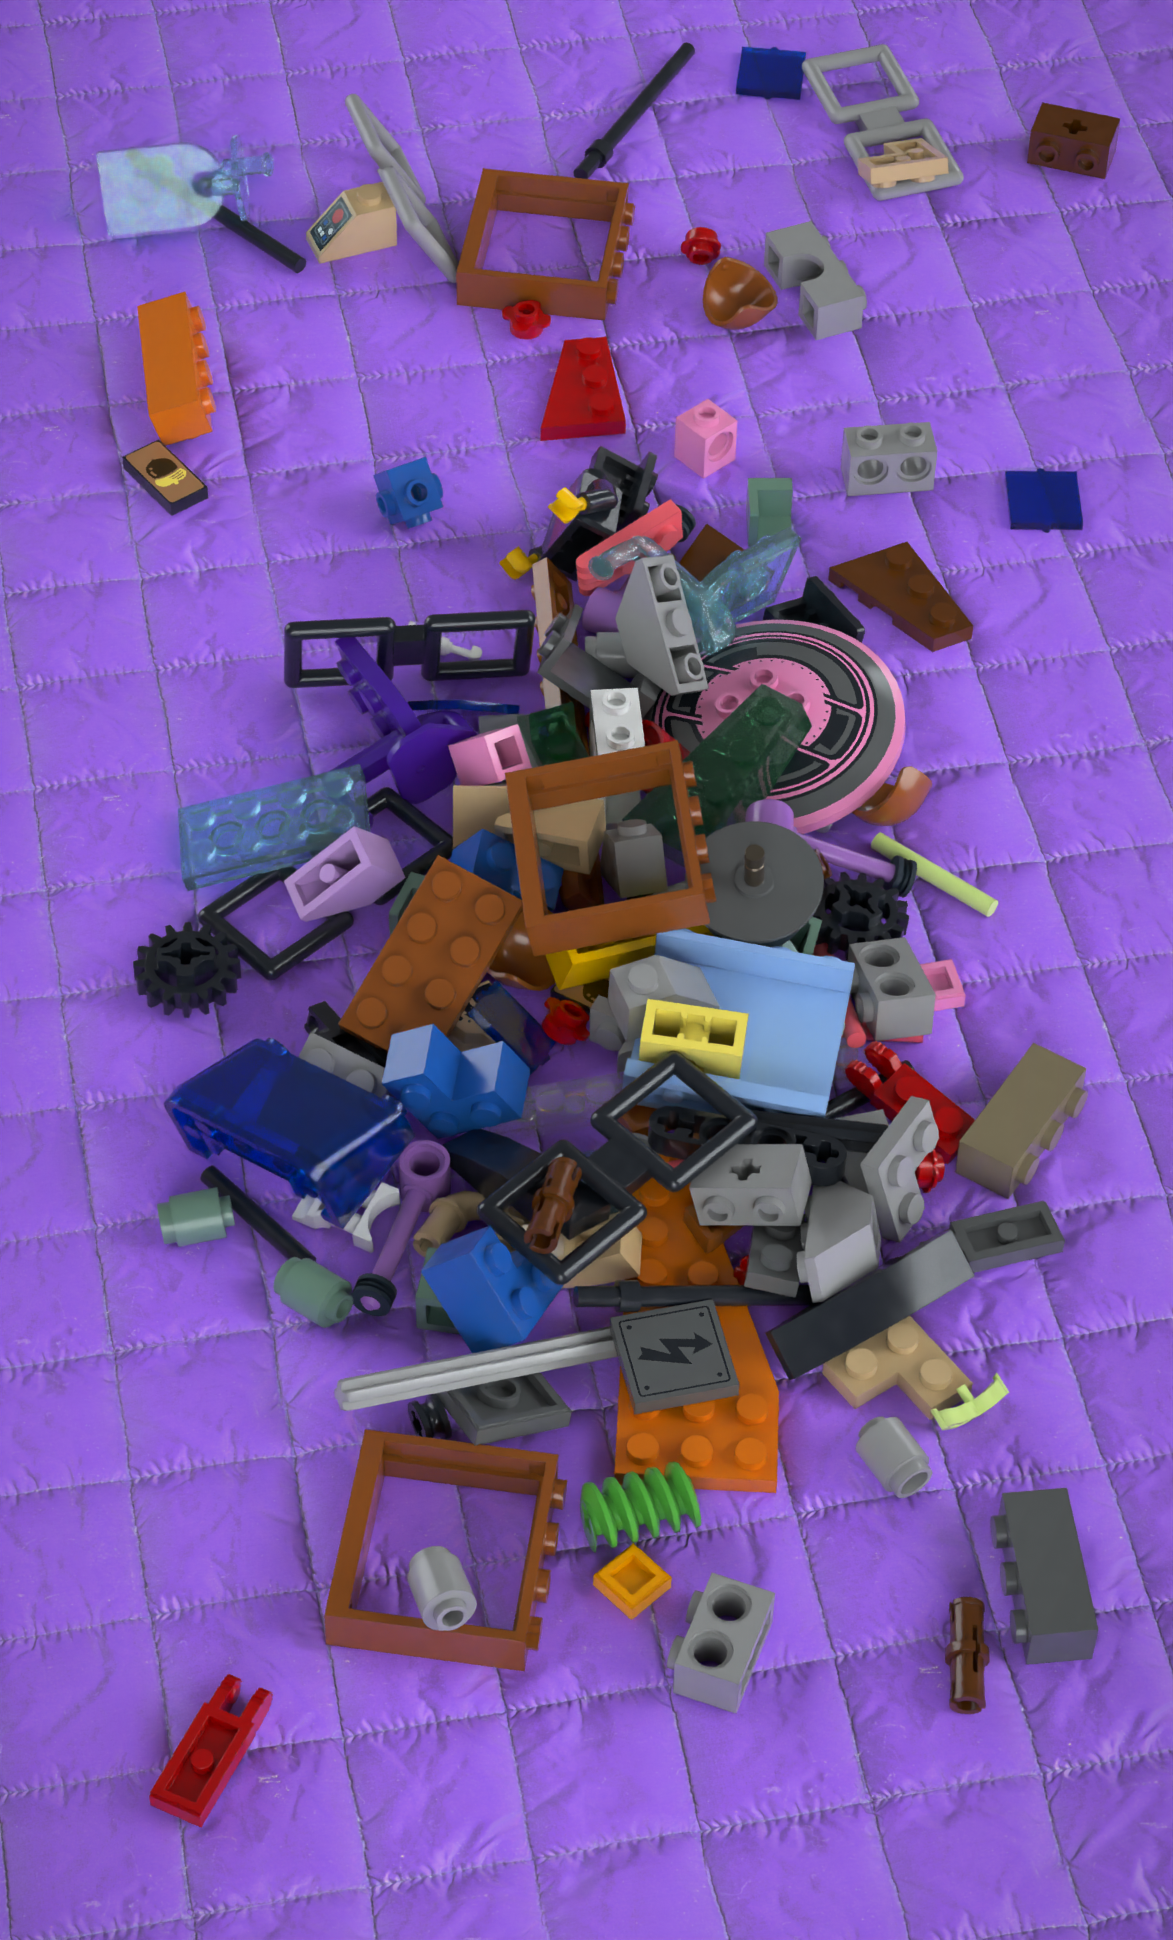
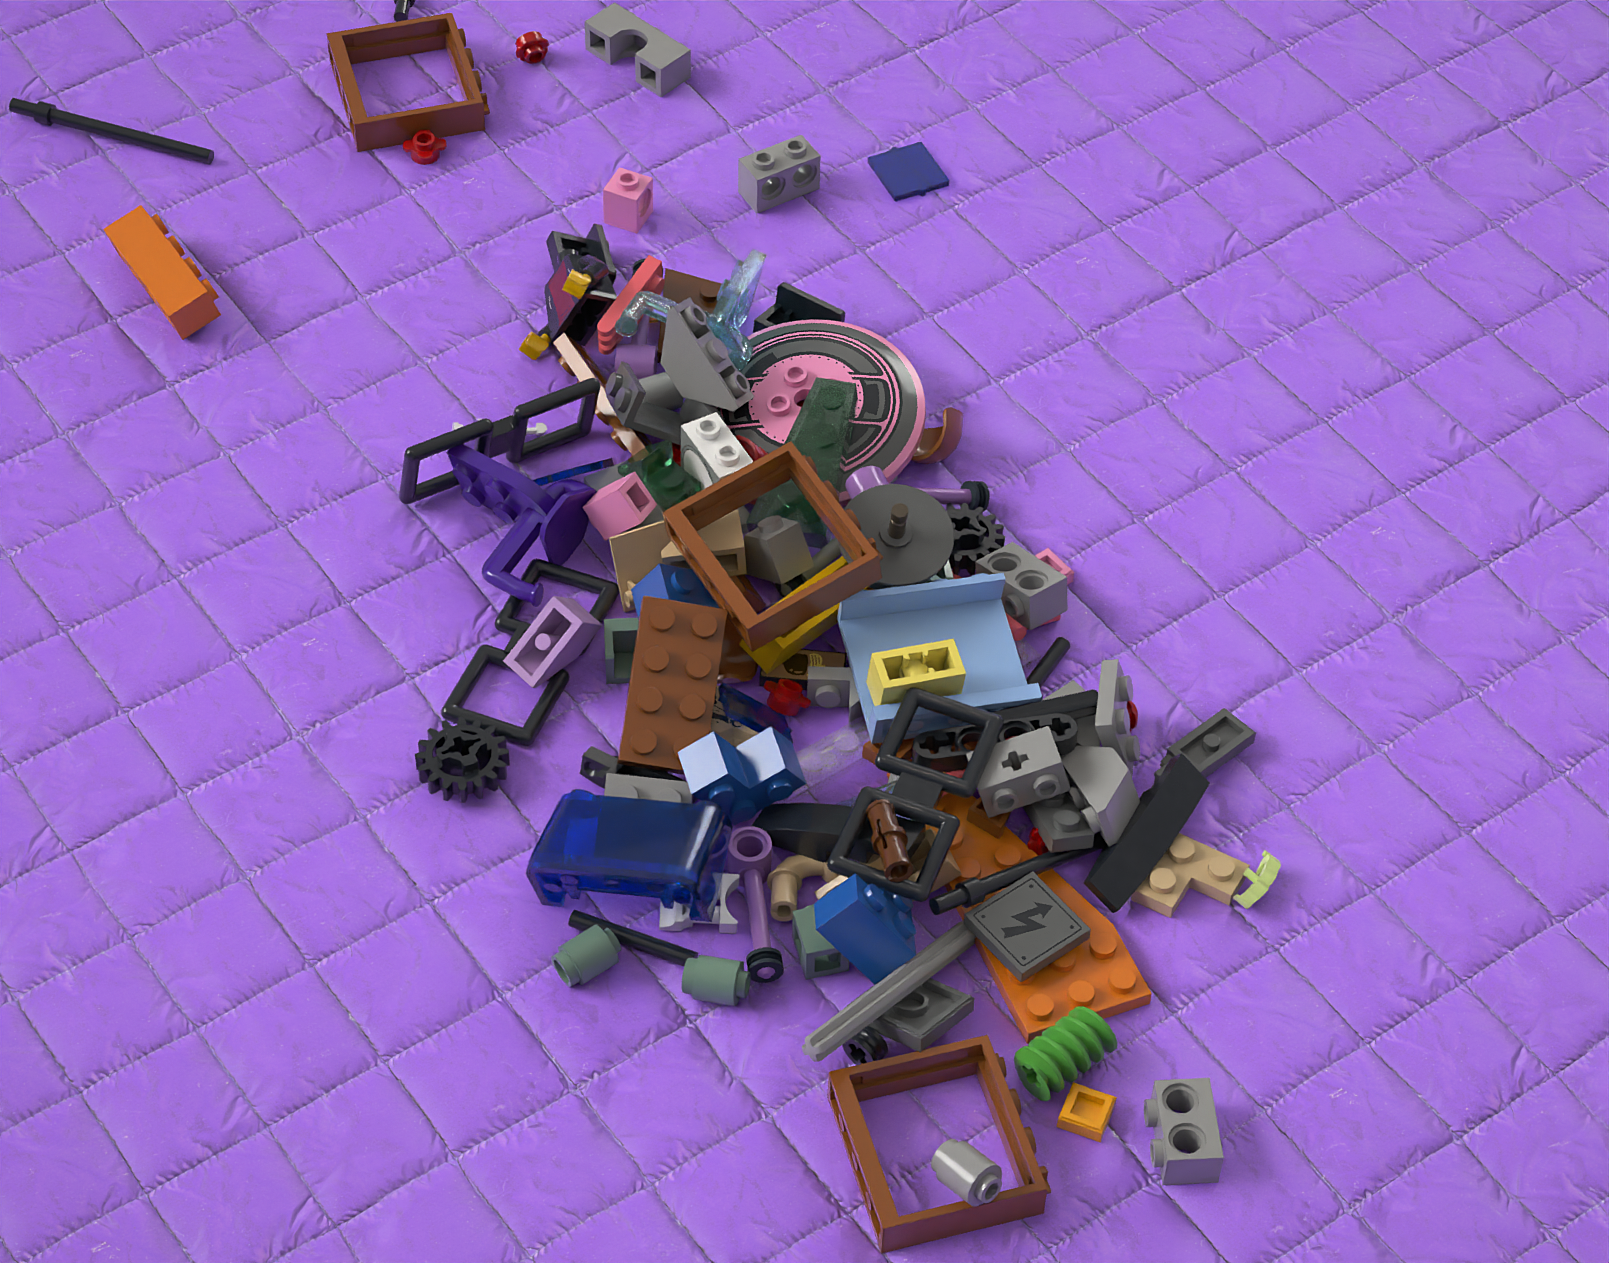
camera: 25 degrees left, 0 degrees up
(157, 188) = (66, 122): clear light blue plate -> none
(165, 477) = (201, 365): tile -> none
(269, 826) = (466, 621): clear light blue plate -> none
(354, 224) = (241, 109): tan slope -> none
(402, 187) = (270, 68): light grey bar -> none
(409, 493) = (418, 315): blue brick -> none
(584, 393) = (506, 192): red wing -> none
(657, 980) = (851, 649): light grey slope -> none
(737, 295) = (586, 79): dark orange helmet -> none
(768, 507) = (707, 244): sand green panel -> none
(893, 1456) = (1226, 941): light grey brick -> none
(899, 1087) = (1074, 661): red hinge -> none
(908, 592) = (848, 273): reddish brown wing -> none
(937, 876) = (997, 487): yellowish green bar -> none
(967, 1655) = (1363, 1071): reddish brown pin -> none
(1022, 1121) = (1174, 654): dark tan brick -> none
(1044, 1576) = (1386, 989): dark grey brick -> none

